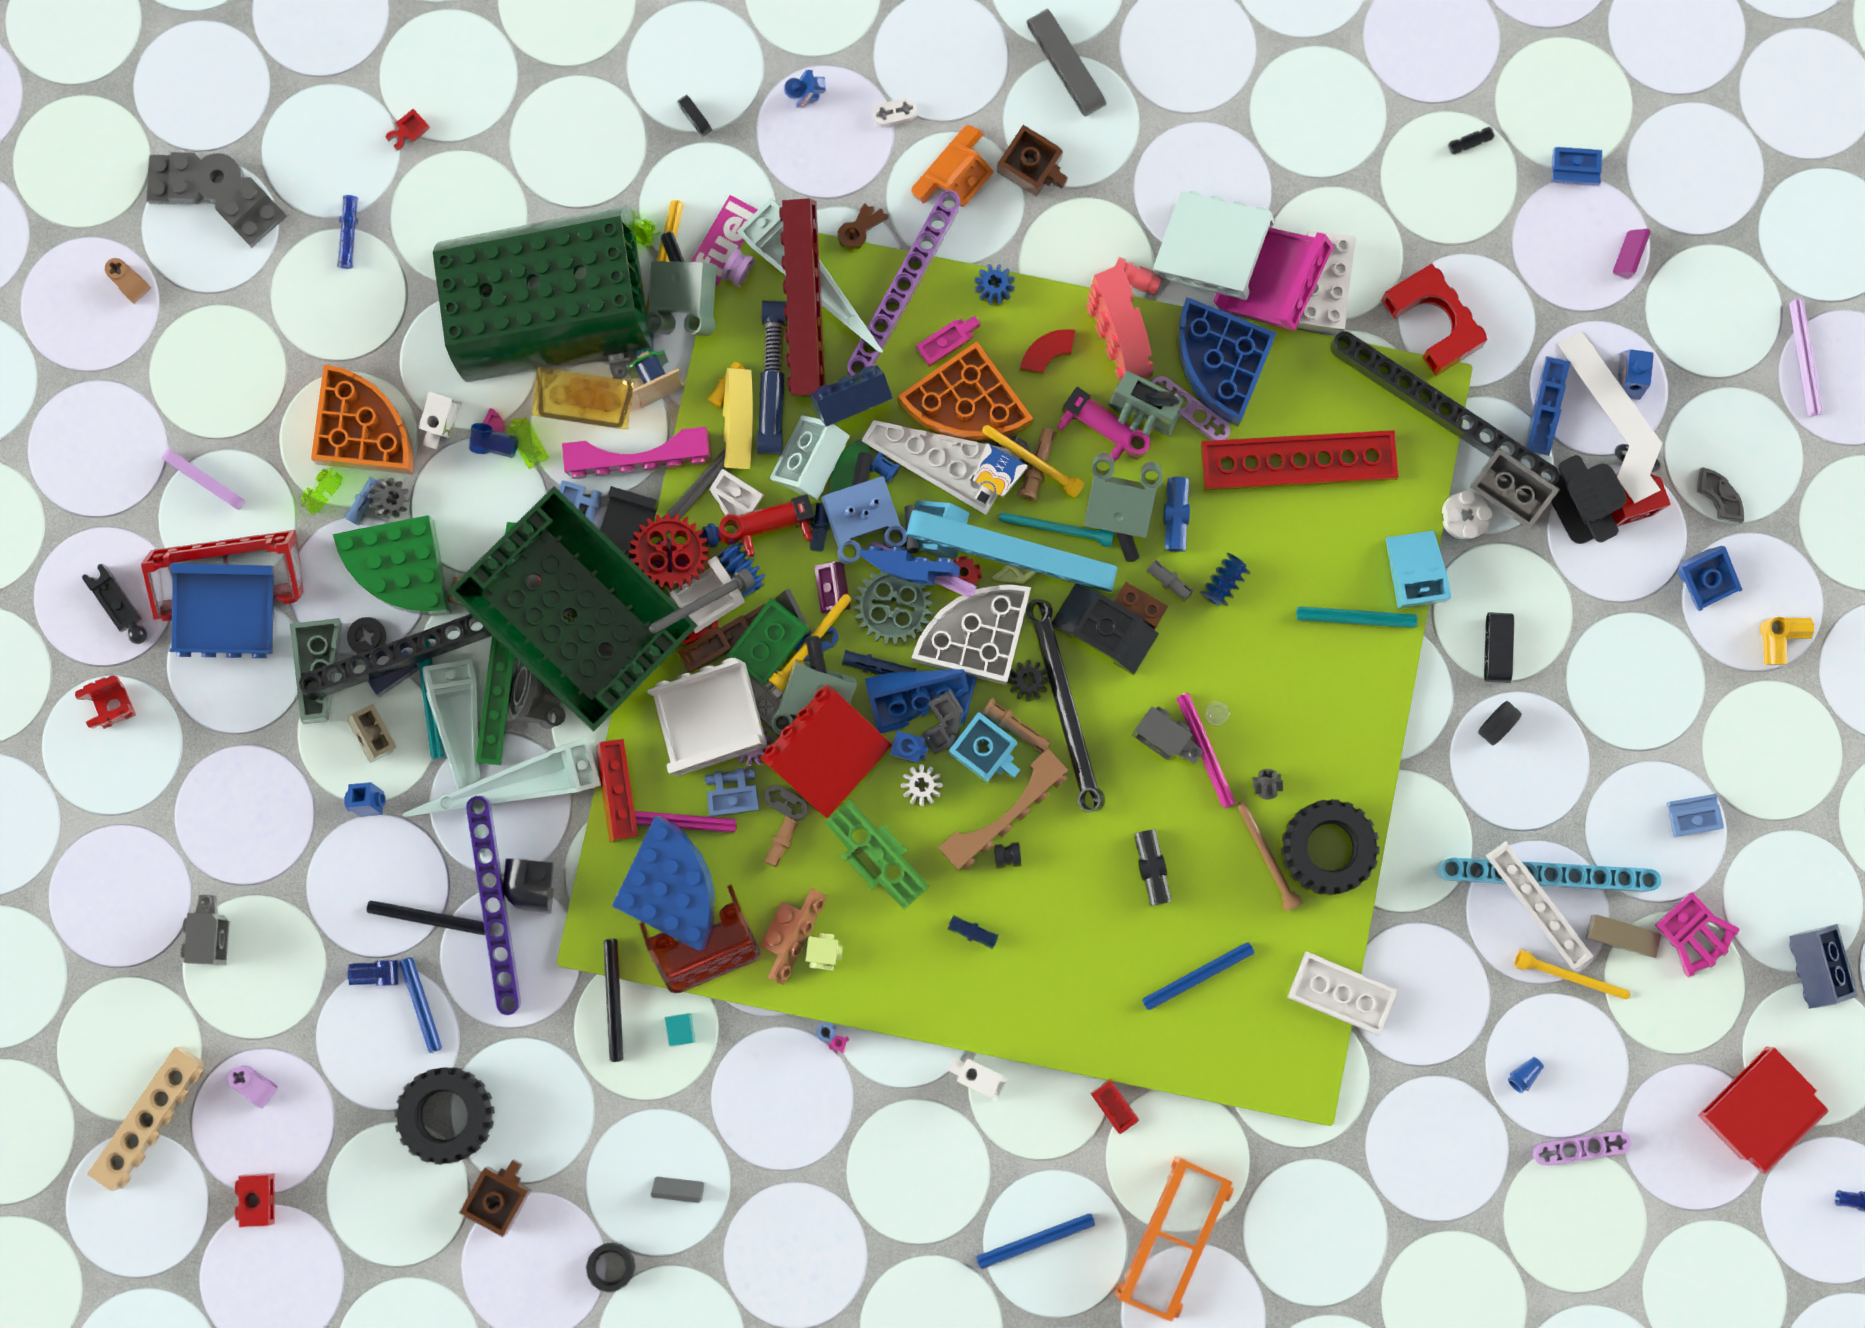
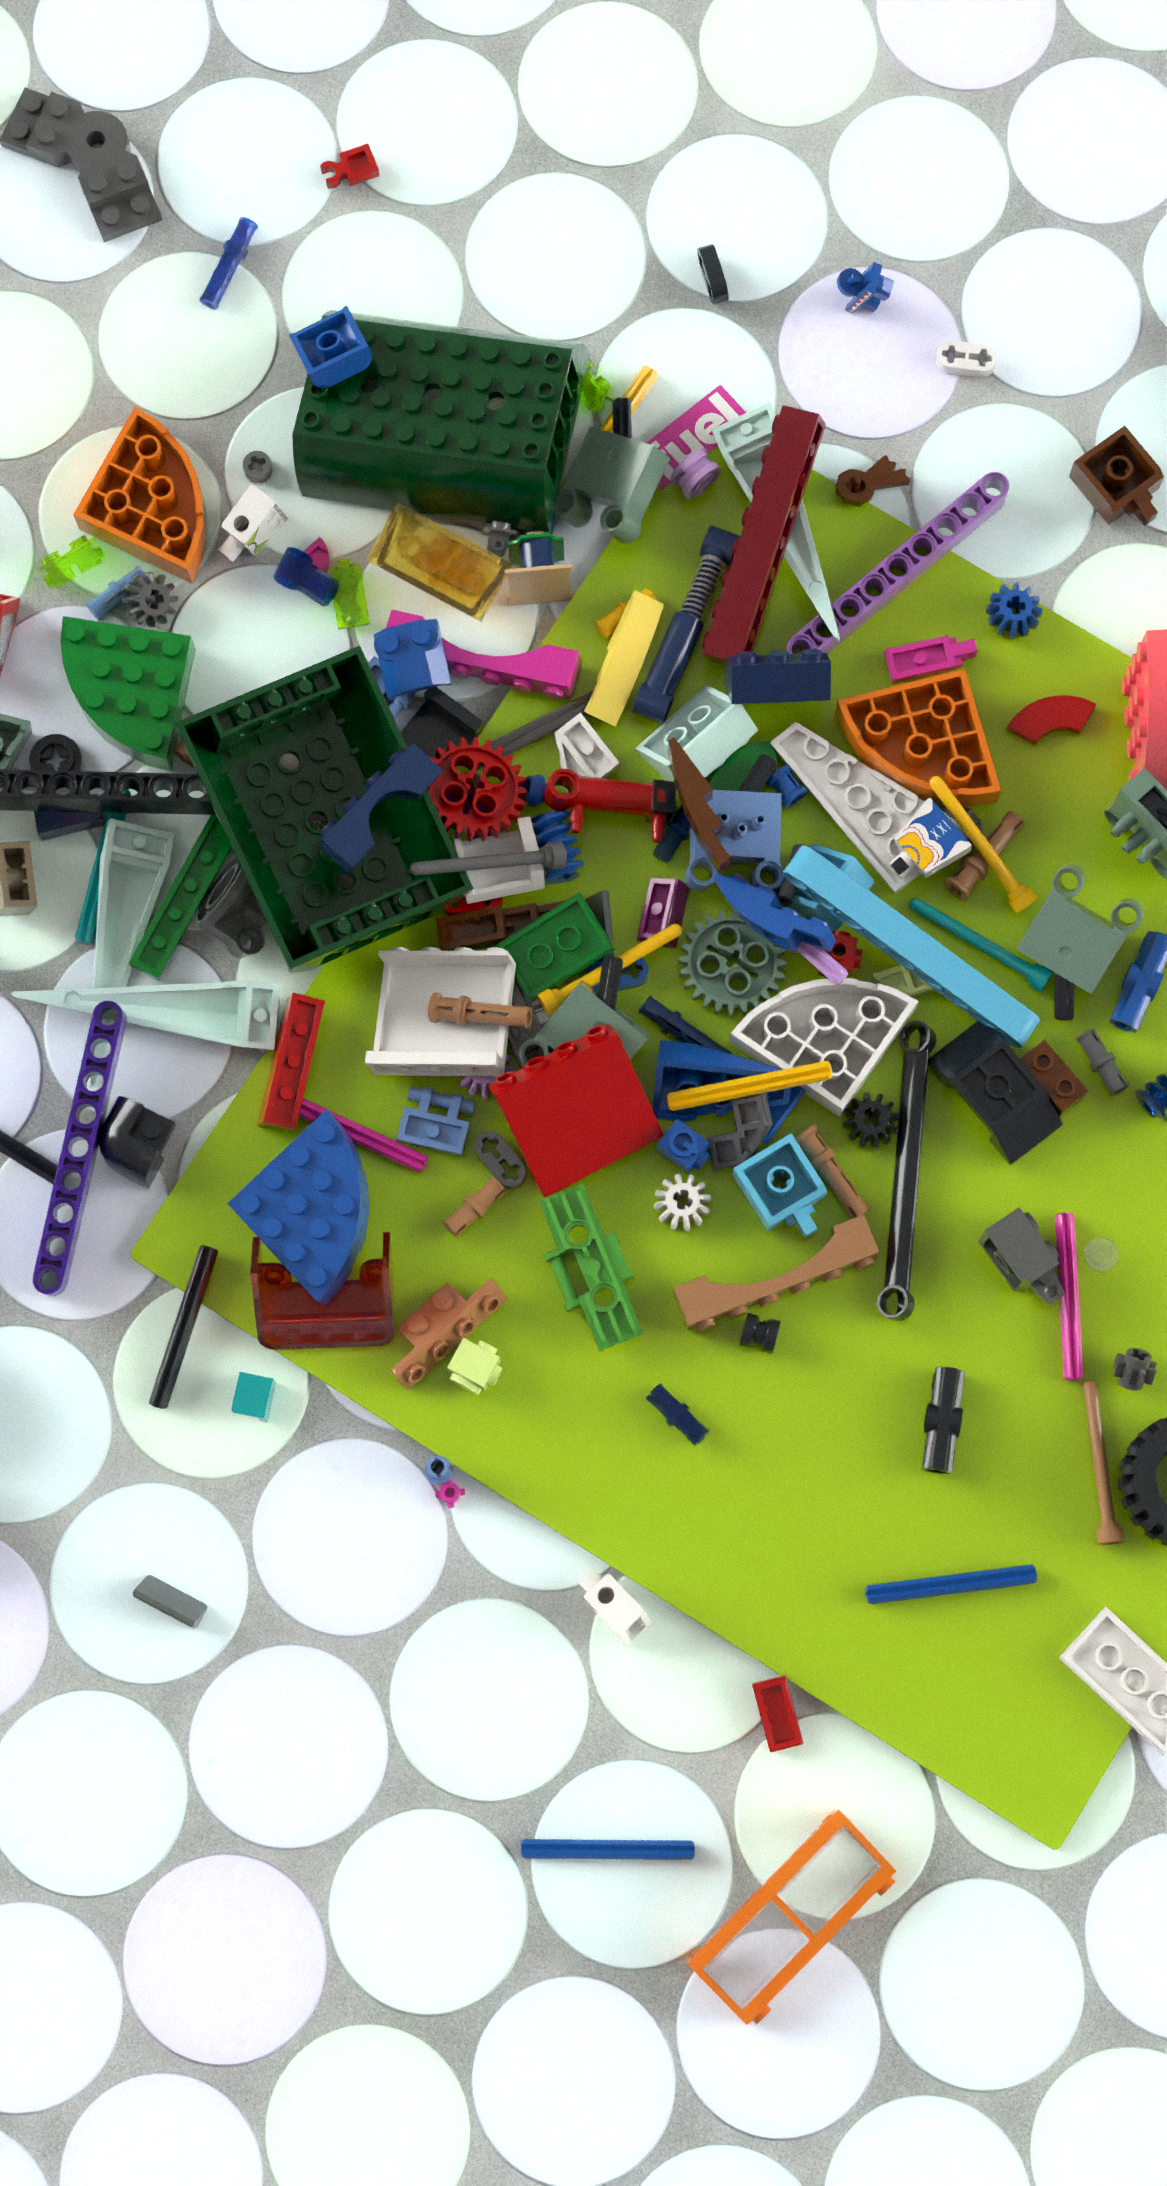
camera: 25 degrees right, 5 degrees down
(426, 365) = (261, 458): none -> flat silver bush
(450, 276) = (332, 349): none -> blue slope
(590, 473) = (412, 657): none -> blue slope
(591, 1272) = (24, 1651): black tyre -> none
(623, 566) = (407, 778): none -> dark blue arch
(722, 708) = (464, 1007): none -> medium nougat pin
(824, 502) = (694, 794): none -> reddish brown slope
(938, 690) = (749, 1085): none -> yellow axle
(956, 169) = (1020, 453): orange plate -> none
(1103, 421) = (1071, 805): dark pink piece -> none

